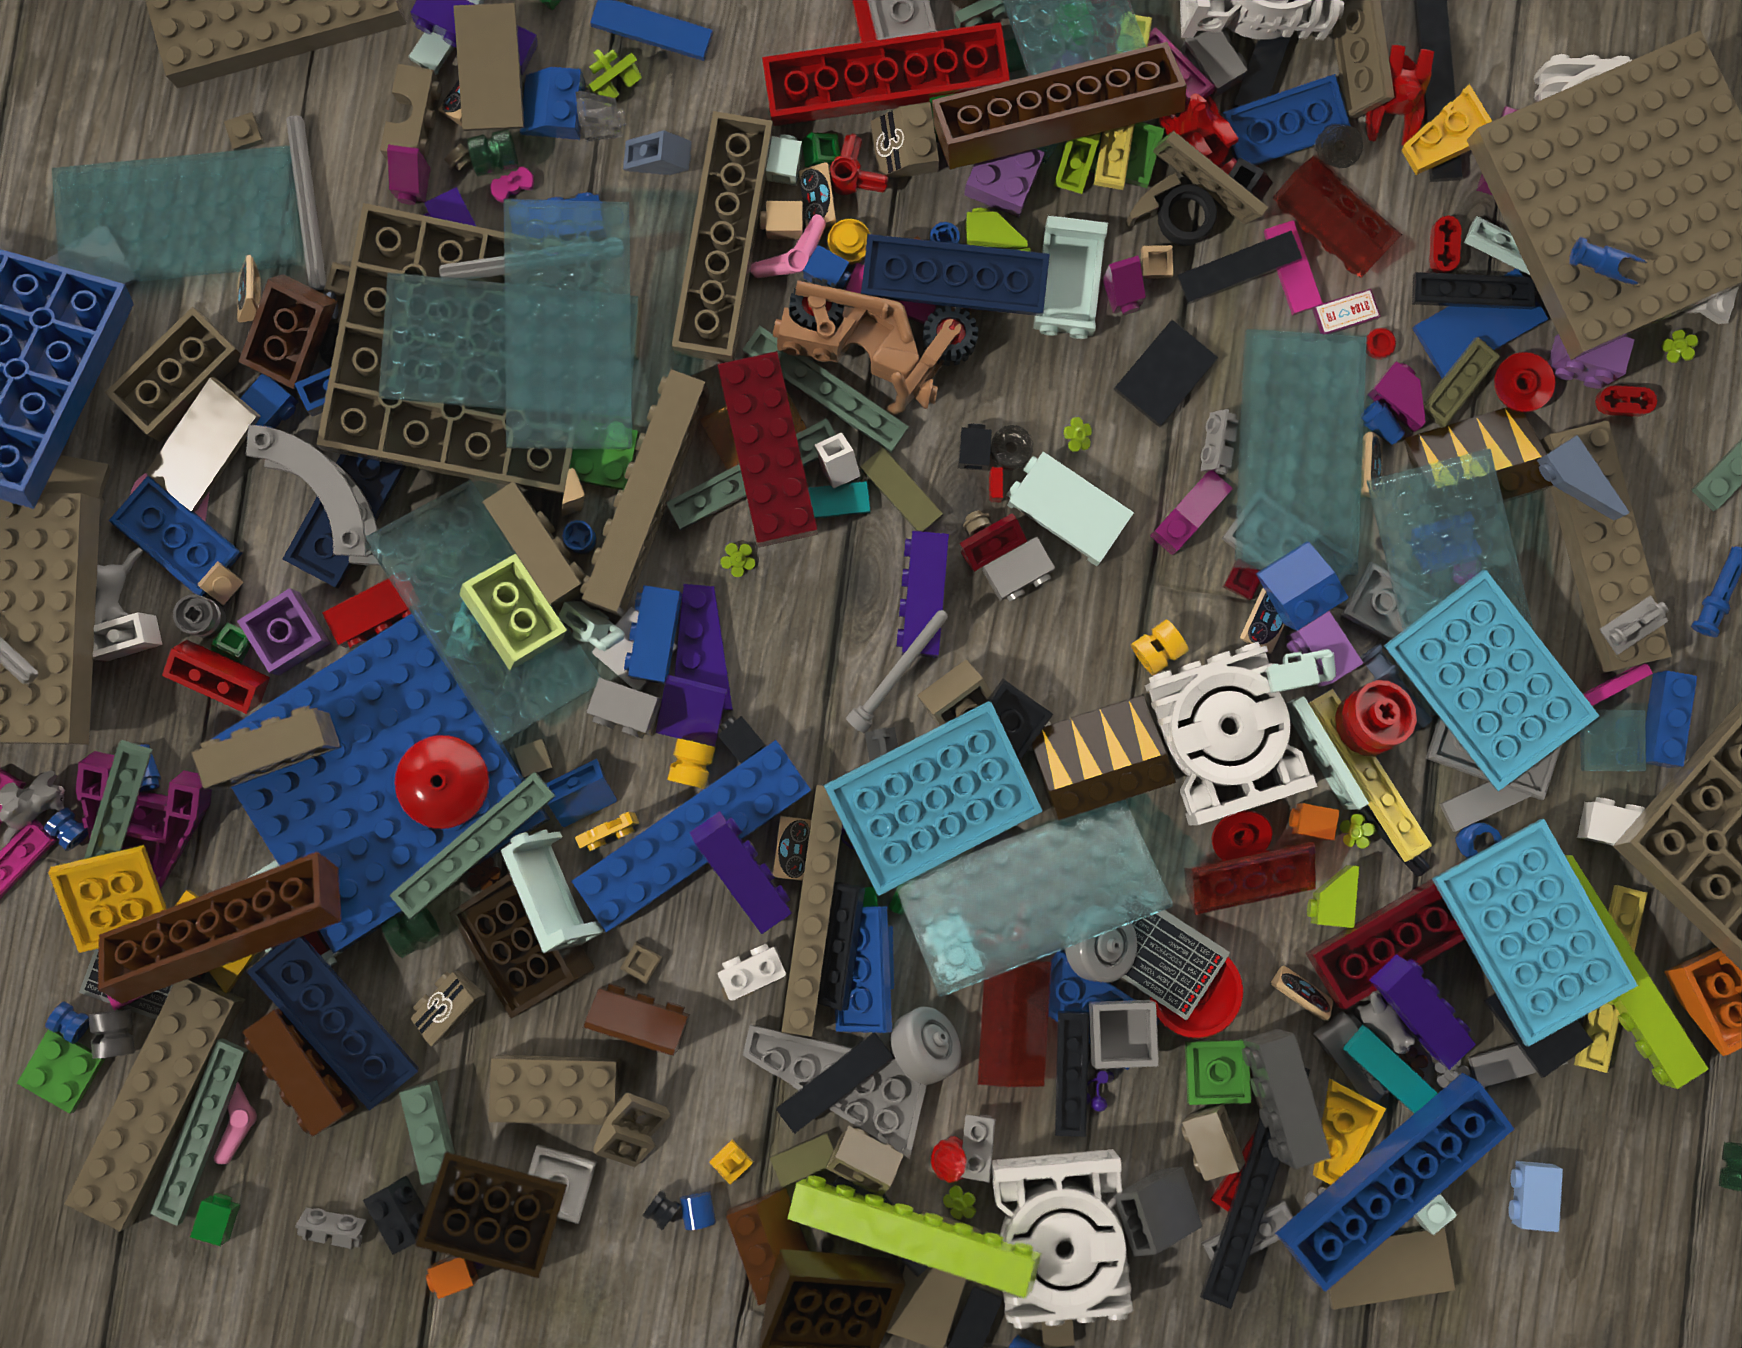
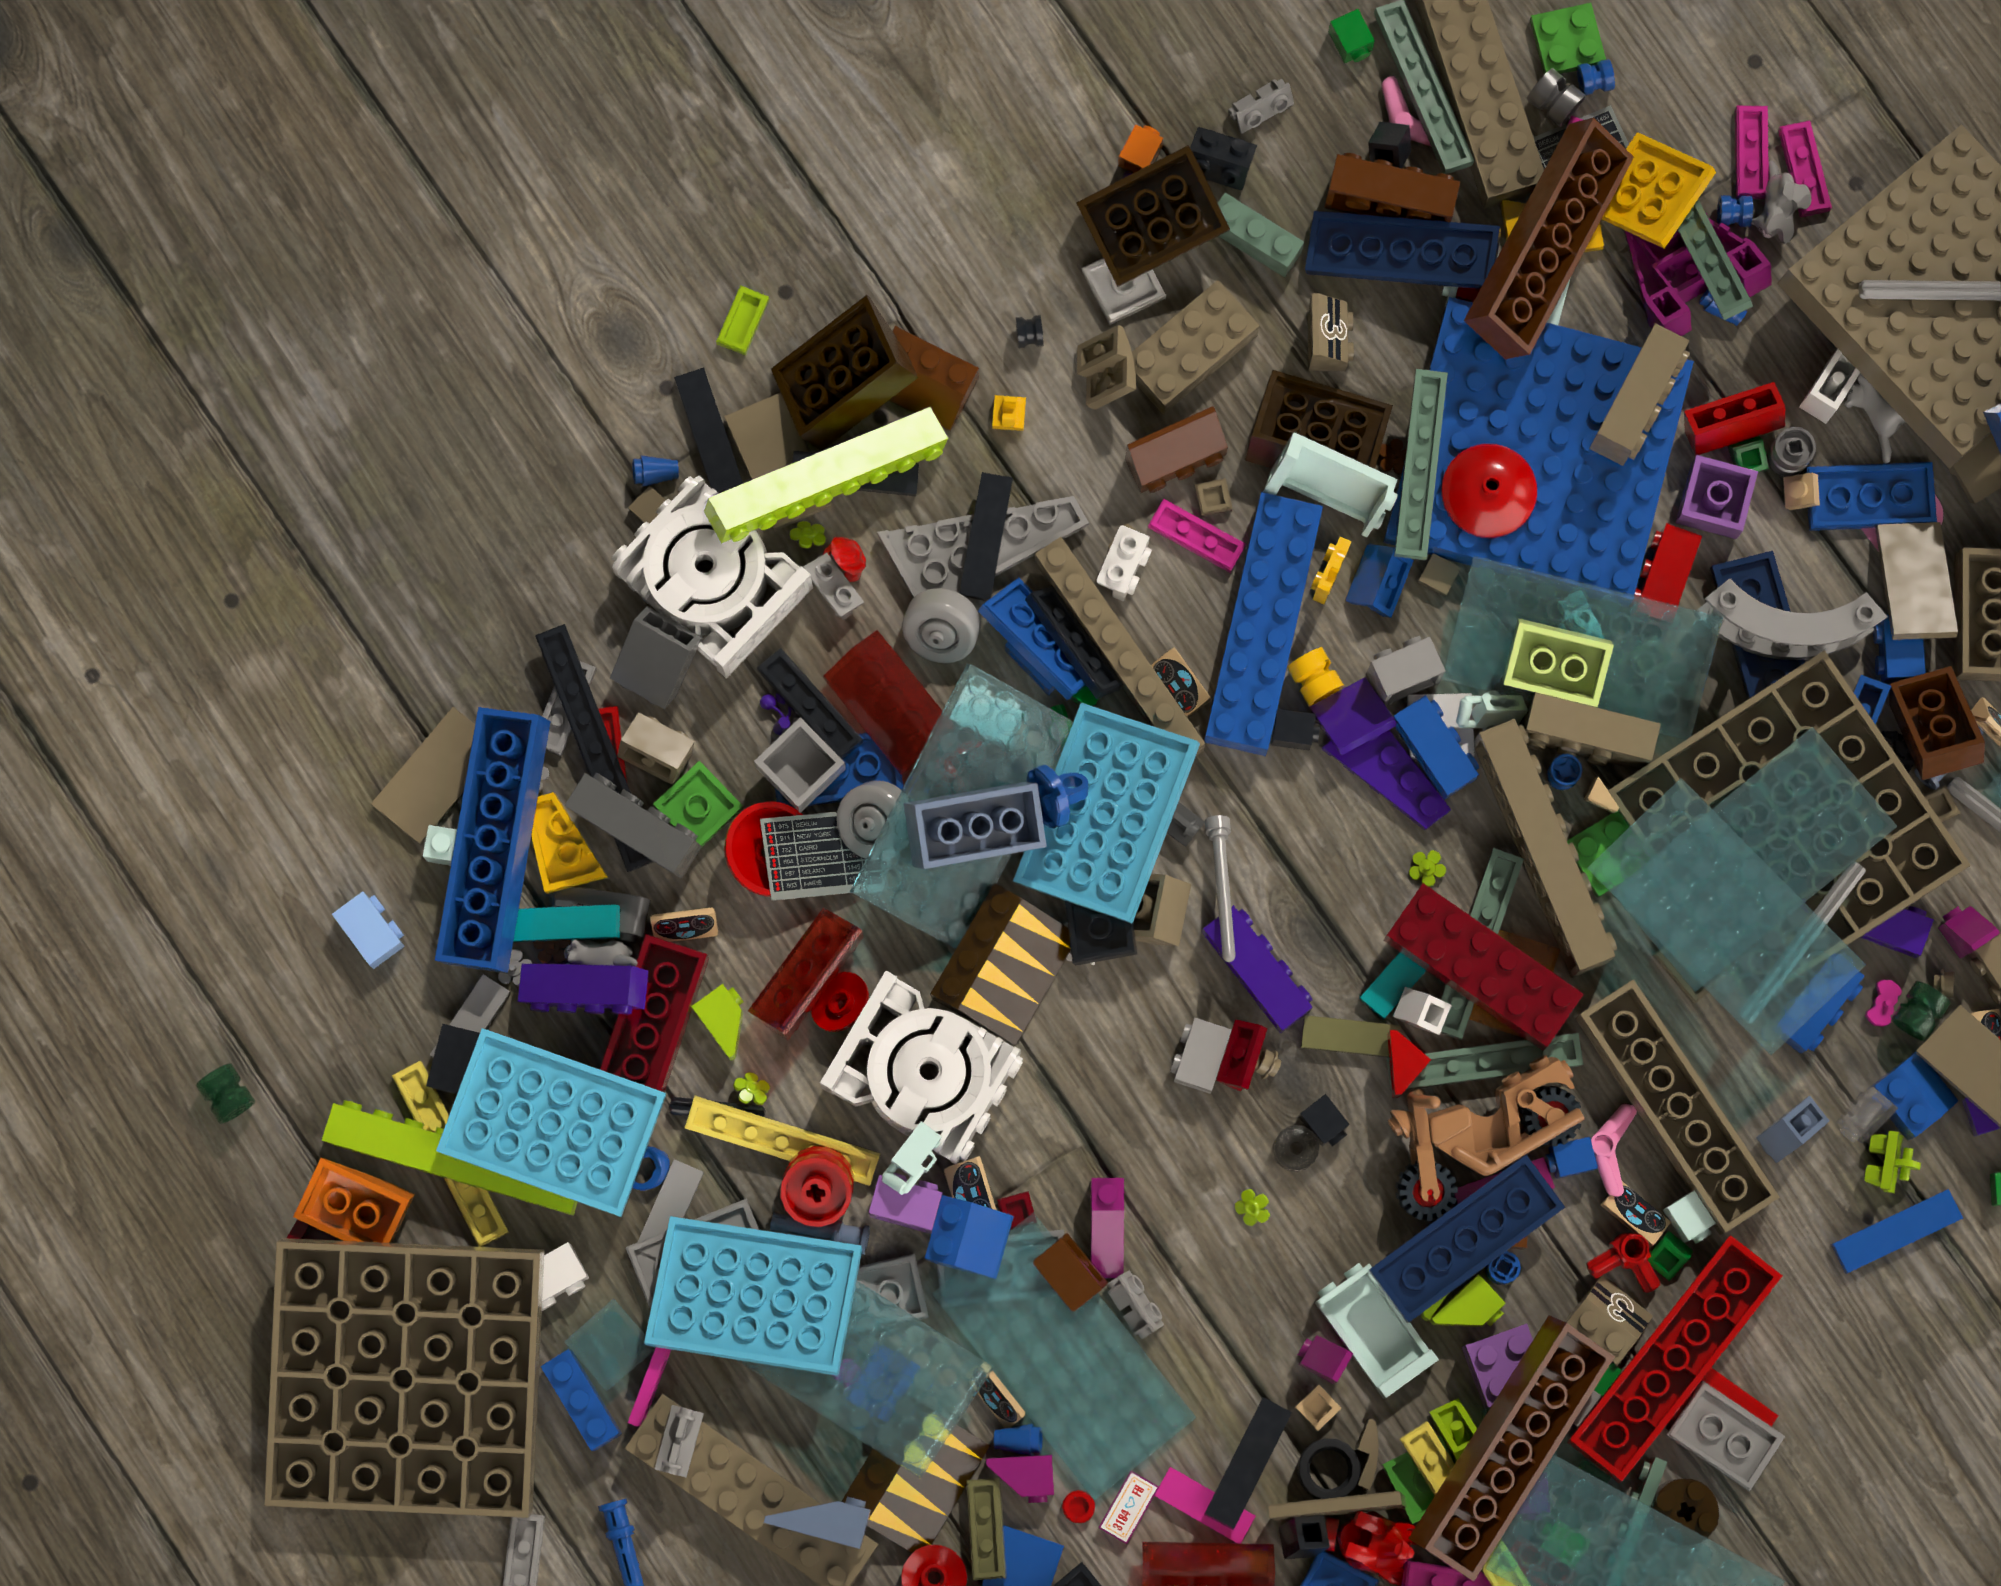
camera: 140 degrees right, 5 degrees down
(265, 1109) = (1390, 143): none -> black brick
(422, 929) = (1407, 357): clear green wheel -> none
(679, 945) = (1197, 535): none -> dark pink tile
(697, 1210) = (1001, 355): blue brick -> none
(741, 872) = (1201, 625): dark purple brick -> none
(782, 219) = (1645, 1167): tan brick -> none
(802, 1159) = (955, 463): olive tile -> none
(848, 240) = (1579, 1197): yellow plate -> none
(865, 1161) = (910, 500): dark tan brick -> none
(884, 433) = (1405, 1062): none -> red slope
(962, 843) = (1056, 795): none -> blue tile
(996, 484) = (1281, 1106): red tile -> none
(1042, 871) = (974, 825): none -> sand blue brick
(1069, 507) = (1207, 1139): light aqua panel -> none
(1165, 373) = (1228, 1323): black tile -> none
(1168, 641) = (1031, 1103): yellow wheel -> none
(1248, 500) = (1070, 1272): none -> reddish brown panel
(1314, 821) = (793, 1065): orange brick -> none
(1325, 754) = (832, 1121): light aqua tile -> none

